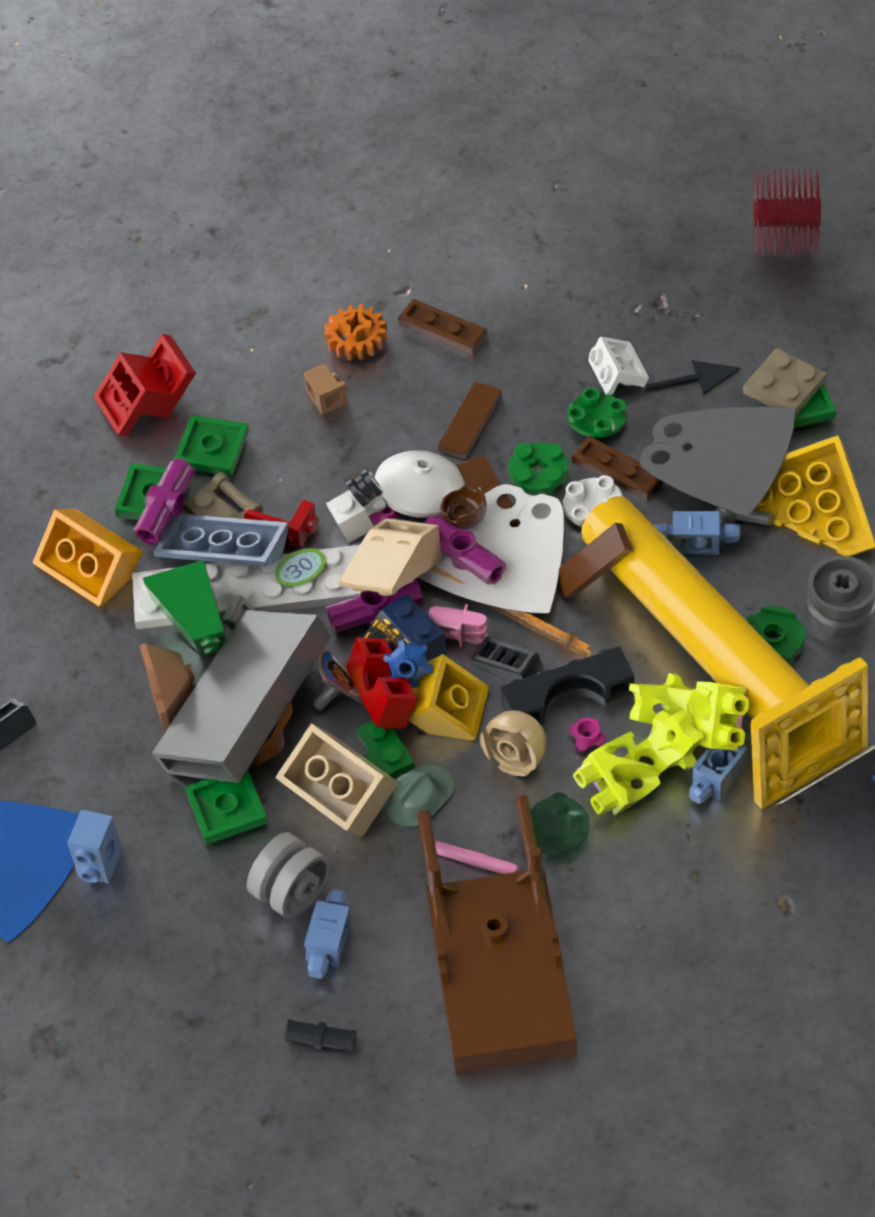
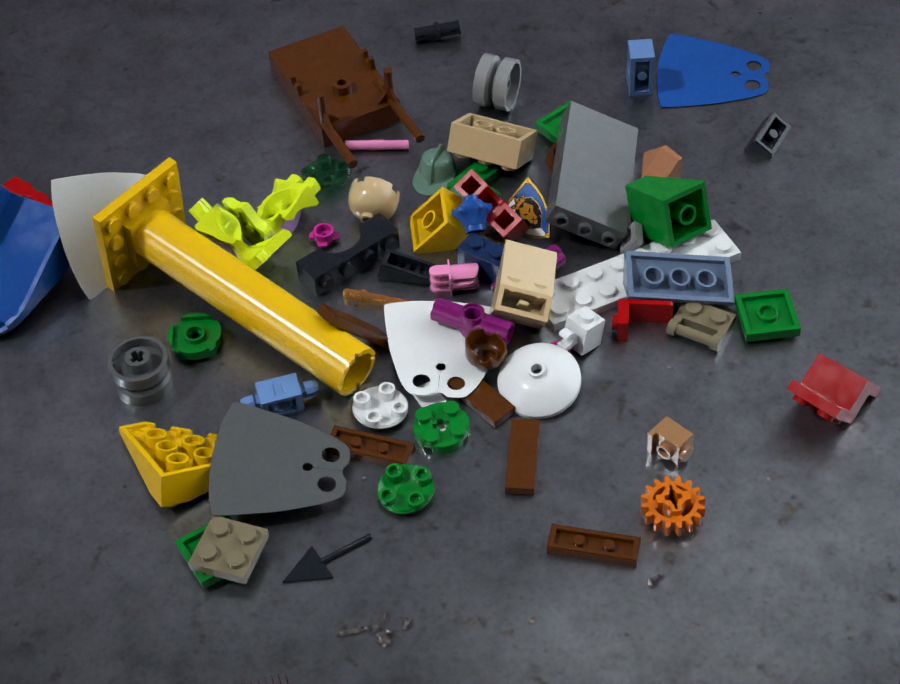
camera: 160 degrees right, 5 degrees down
(86, 555) = (784, 255): light orange slope -> none
(164, 501) = (744, 291): magenta piece -> none
(212, 444) = (743, 367): green plate -> none
(300, 567) = (603, 282): clear light blue sticker -> none
(327, 933) = (458, 74): medium blue piece -> none
(364, 487) = (572, 320): black wheel -> none
(616, 363) = (399, 536): white bracket -> none

